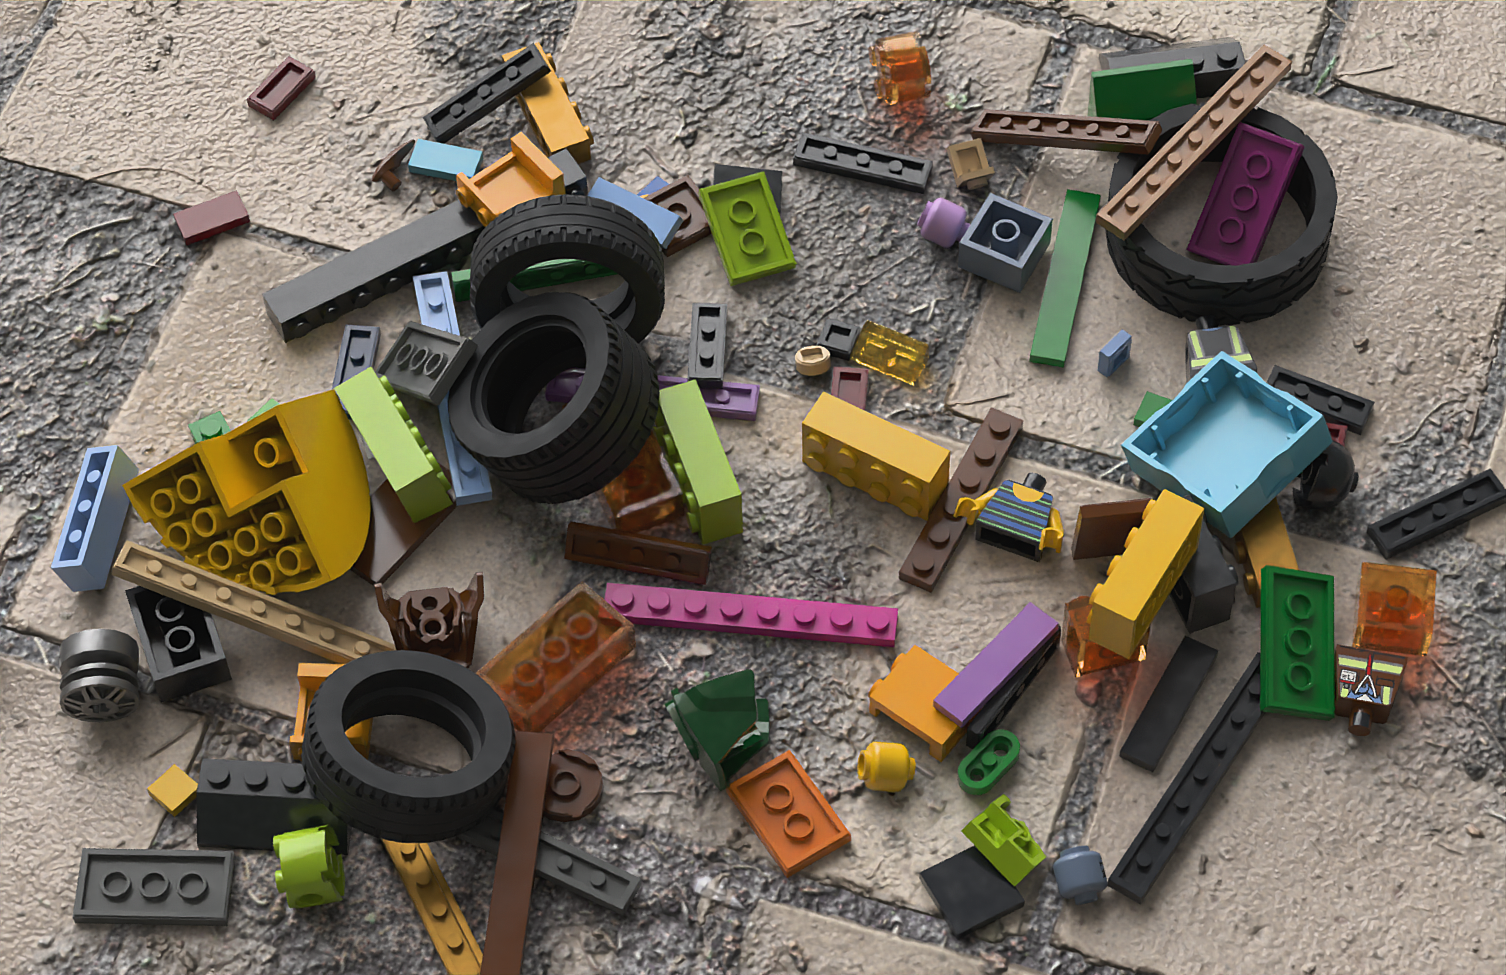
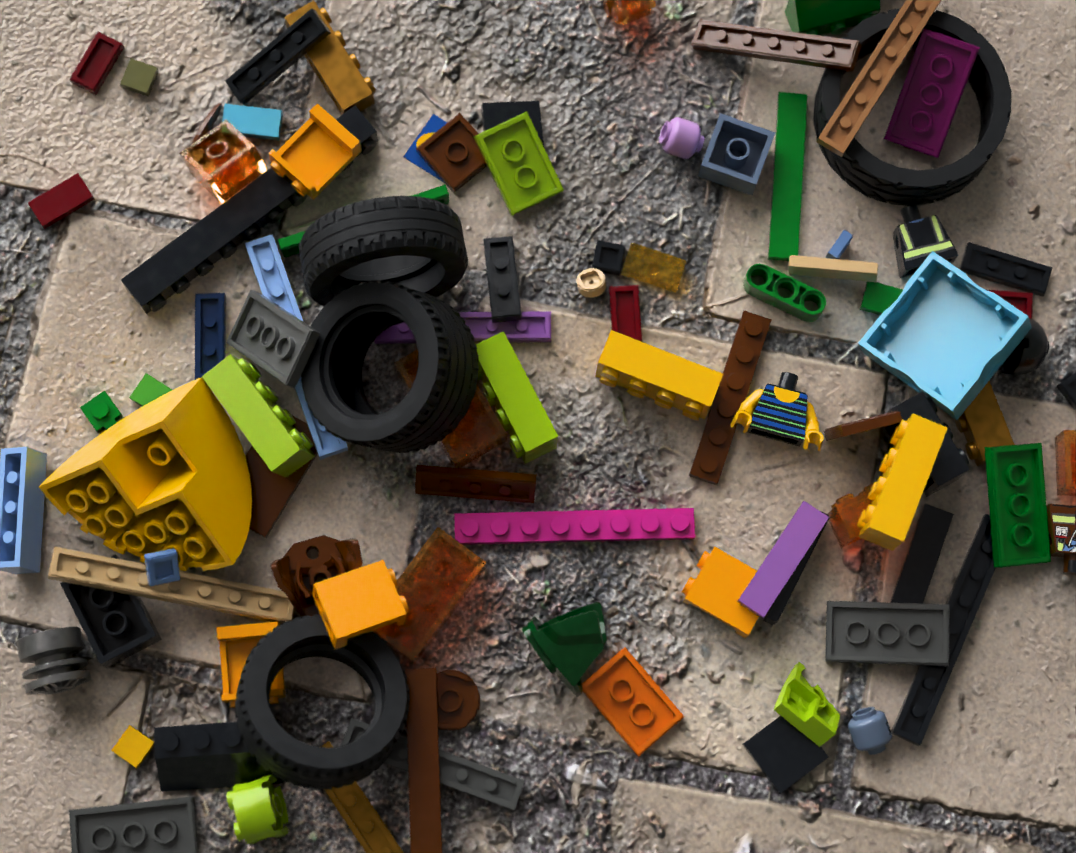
camera: 15 degrees left, 20 degrees up
(247, 580) = (162, 567): none -> medium blue tile
(326, 105) = (139, 77): none -> olive tile
(404, 188) = (223, 161): none -> clear orange brick
(471, 636) = (359, 602): none -> light orange panel
(658, 219) = (419, 158): light blue tile -> none
(863, 163) = (604, 83): black tile -> none
(885, 766) = (704, 654): yellow head -> none
(970, 164) = (696, 77): tan bracket -> none
(985, 763) = (784, 639): green plate -> none
(1051, 407) = (799, 292): none -> green beam
(1104, 371) = (833, 268): none -> tan tile
(1117, 769) = (887, 633): none -> dark grey tile

